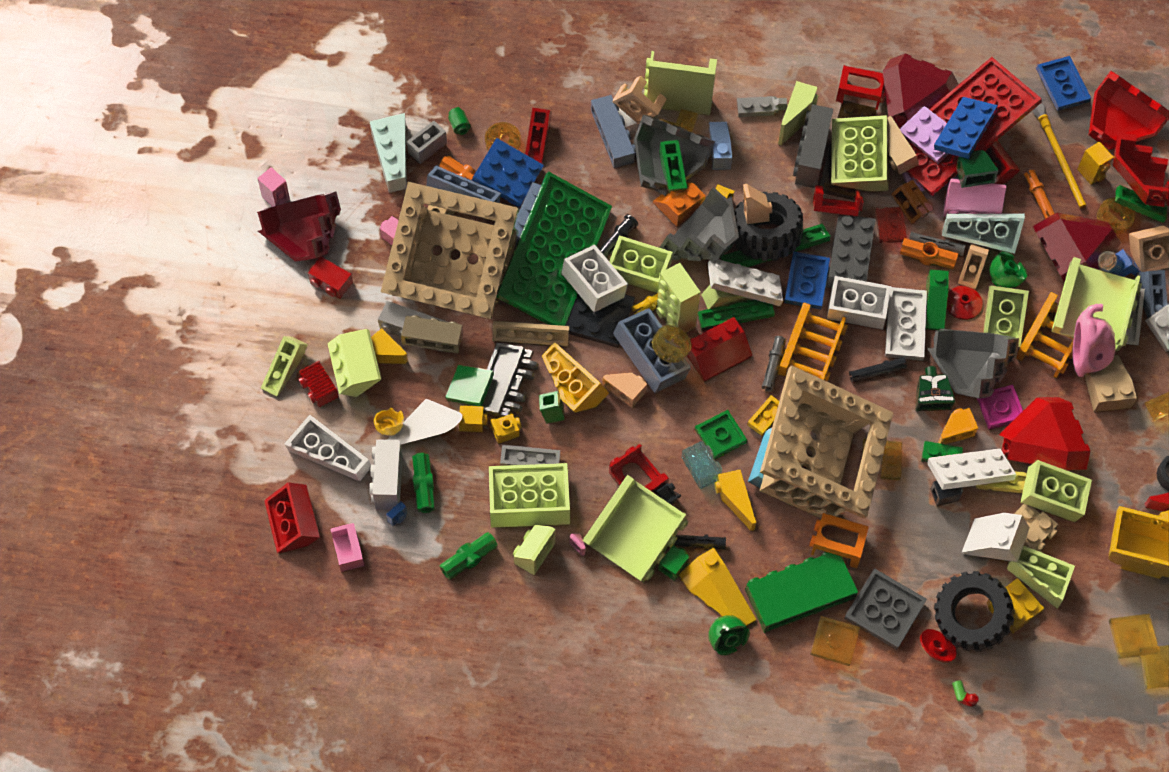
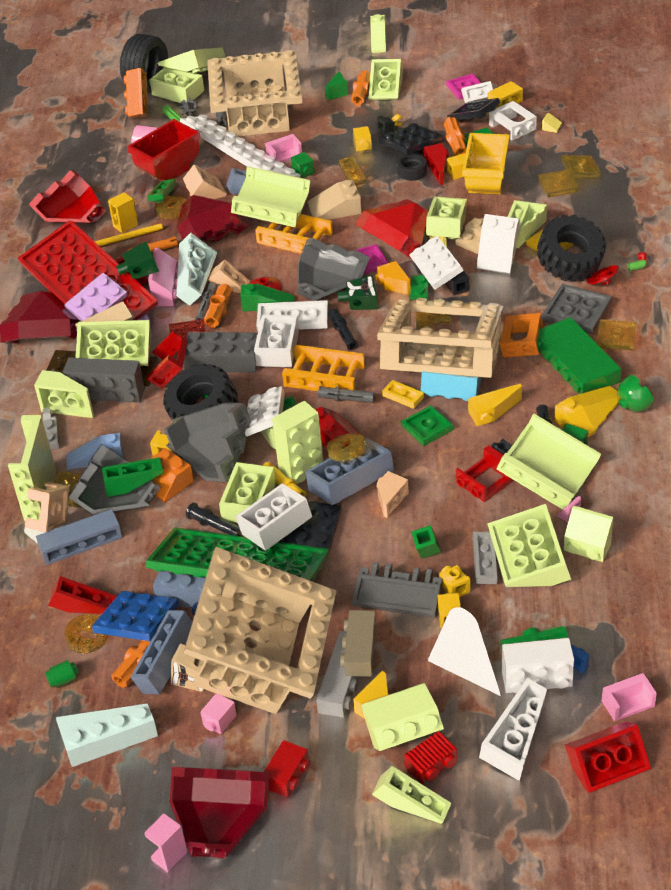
camera: 90 degrees left, 20 degrees down
(389, 422) = (468, 679): yellow hair -> none
(426, 142) = (93, 693): light grey brick -> none
(468, 555) = (608, 592): green piece -> none
(469, 385) = (409, 617): tile -> none
(530, 333) = (338, 573): tan plate -> none
(575, 384) = (387, 532): yellow wedge -> none
(701, 464) = (465, 431): clear light blue brick -> none
(755, 205) = (191, 390): light nougat slope -> none
(807, 280) = (254, 378): blue plate -> none
(857, 91) = (32, 368): red panel -> none
(912, 201) = (166, 314): reddish brown brick -> none
(965, 127) = (97, 266): blue plate -> none
(1006, 271) = (238, 256): green cylinder -> none
(1006, 311) = (274, 257): yellowish green slope -> none
(1063, 83) = (24, 240): blue plate -> none
(1092, 342) = (308, 197): bright pink piece -> none
(1118, 264) = (227, 190): blue plate -> none
(1140, 169) = (140, 185): red panel -> none

